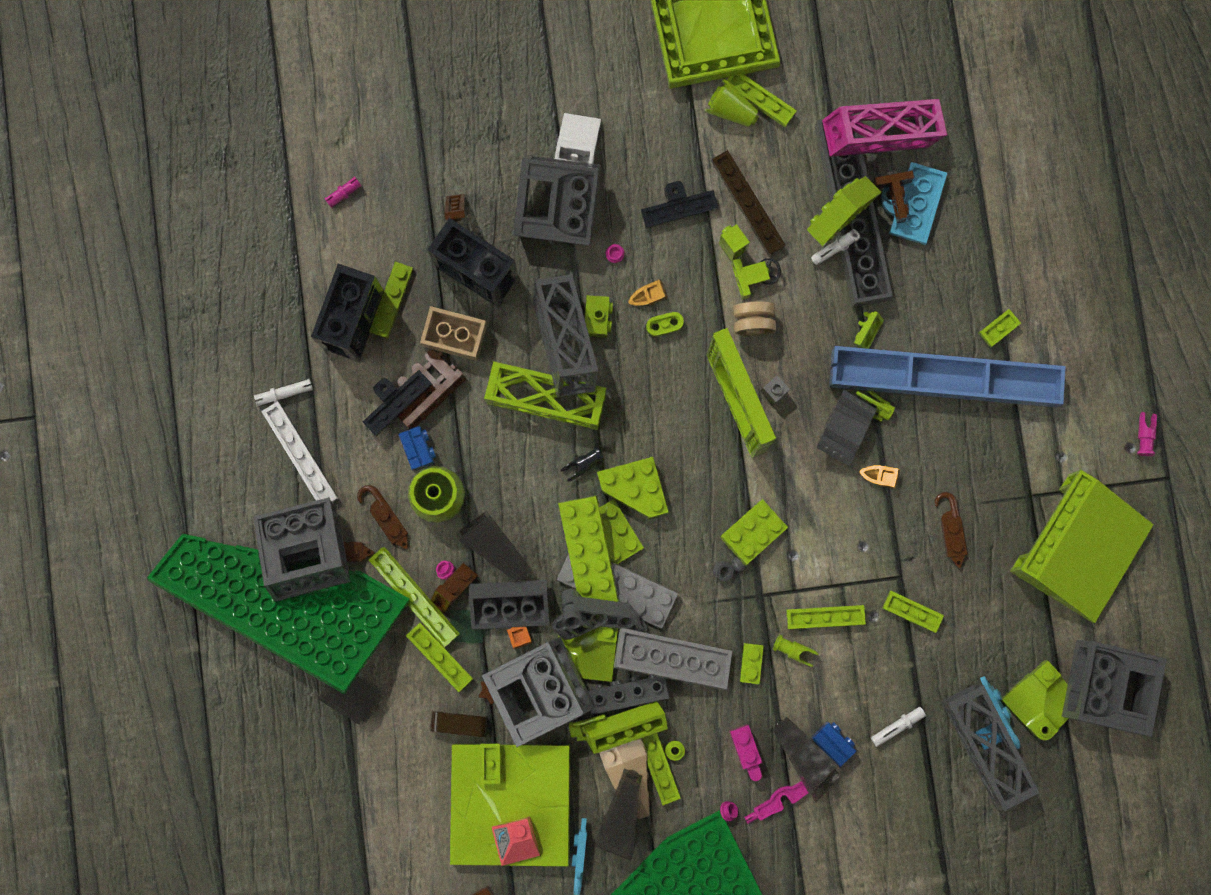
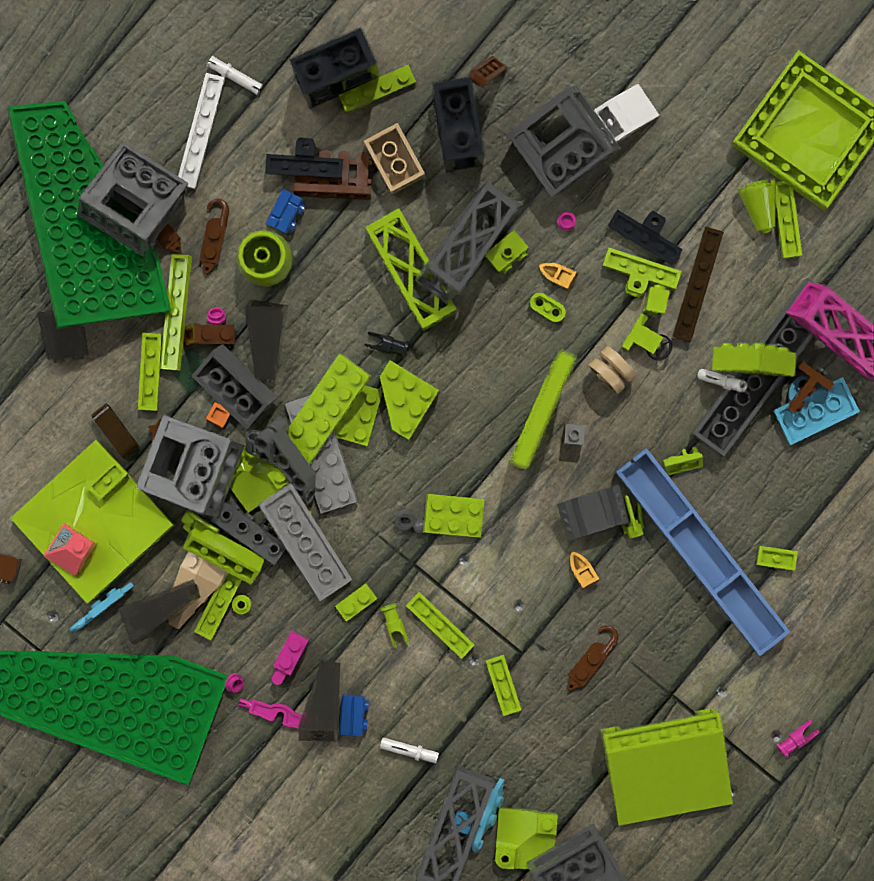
camera: 45 degrees right, 5 degrees up
(701, 235) = (640, 272): none -> lime plate

